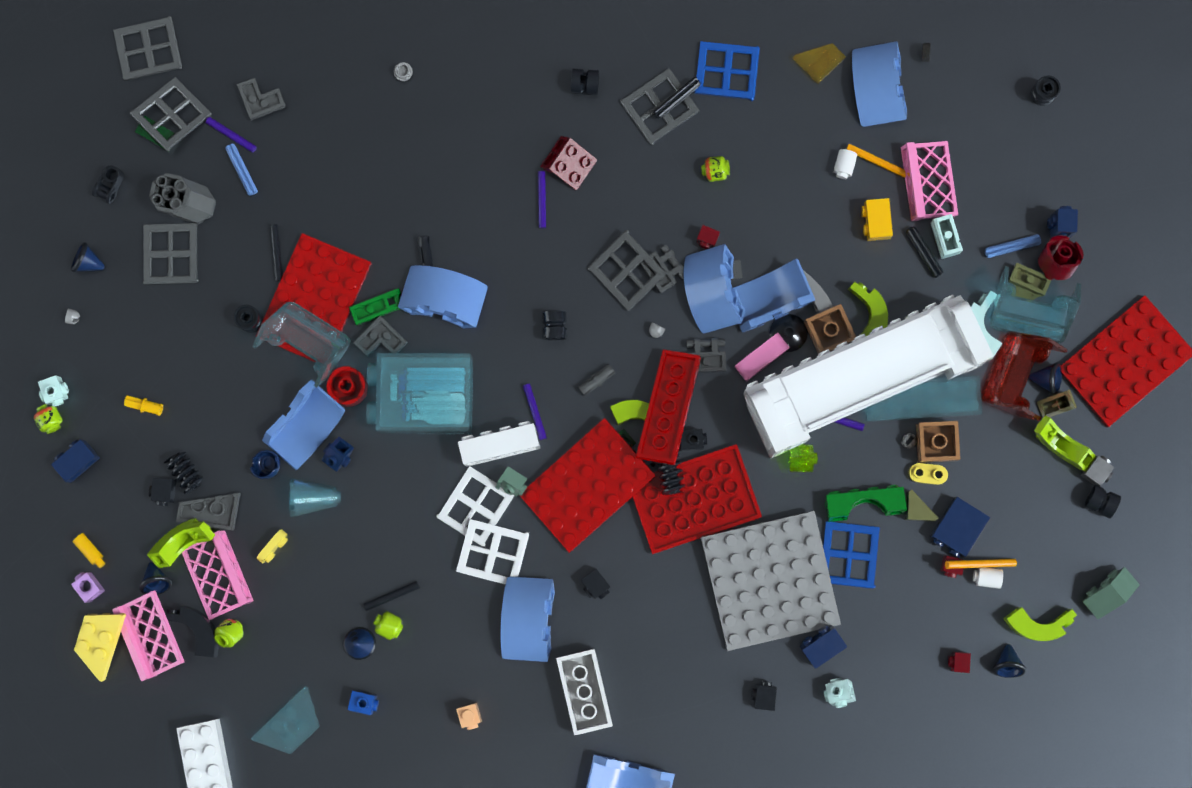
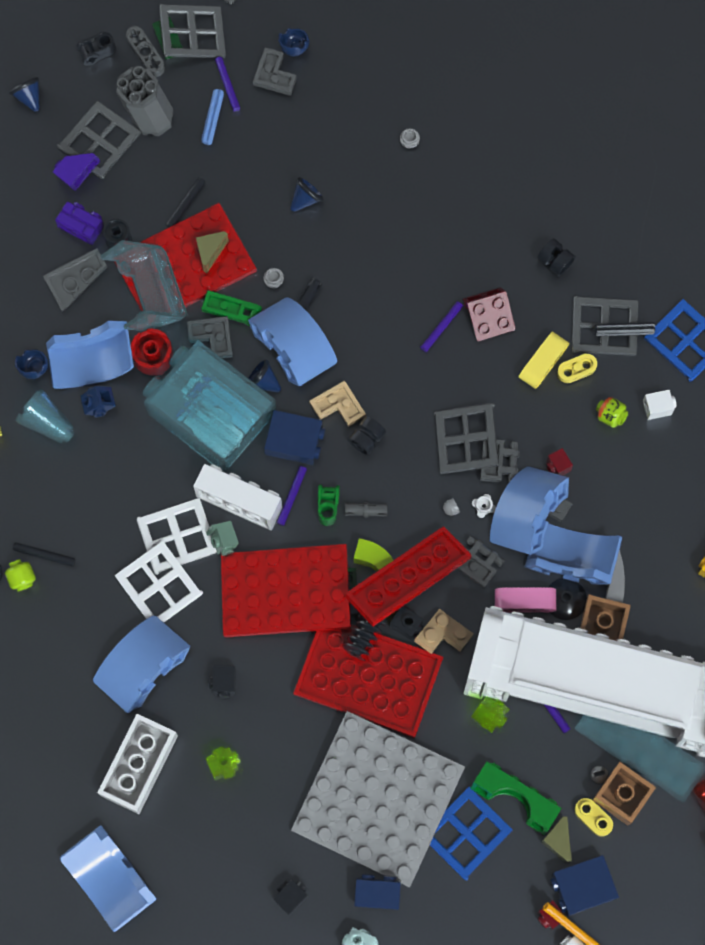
camera: 30 degrees right, 10 degrees down
(132, 157) = (145, 43): none -> dark grey beam
(173, 292) = (75, 169): none -> dark purple slope
(210, 330) = (80, 222): none -> dark purple brick
(241, 375) = (74, 278): none -> dark grey wing
(255, 63) = (293, 42): none -> dark blue hair
(326, 274) = (210, 248): none -> olive slope
(361, 177) = (304, 195): none -> dark blue hat
(389, 259) = (273, 278): none -> light grey plate
(444, 341) = (264, 377): none -> dark blue hat
(469, 716) = (23, 706): light nougat brick -> none
(503, 367) = (294, 437): none -> dark blue brick
(512, 313) = (339, 399): none -> tan plate
(564, 394) = (328, 501): none -> green piece
(636, 167) = (544, 360): none -> light yellow beam
(639, 649) = (220, 755): none -> clear neon green brick
(665, 155) = (576, 368): none -> light yellow plate
(678, 315) = (485, 499): none -> white plate
(721, 421) = (443, 628): none -> tan plate
(745, 136) = (659, 404): none -> white brick
(875, 304) = (661, 626): lime arch -> none

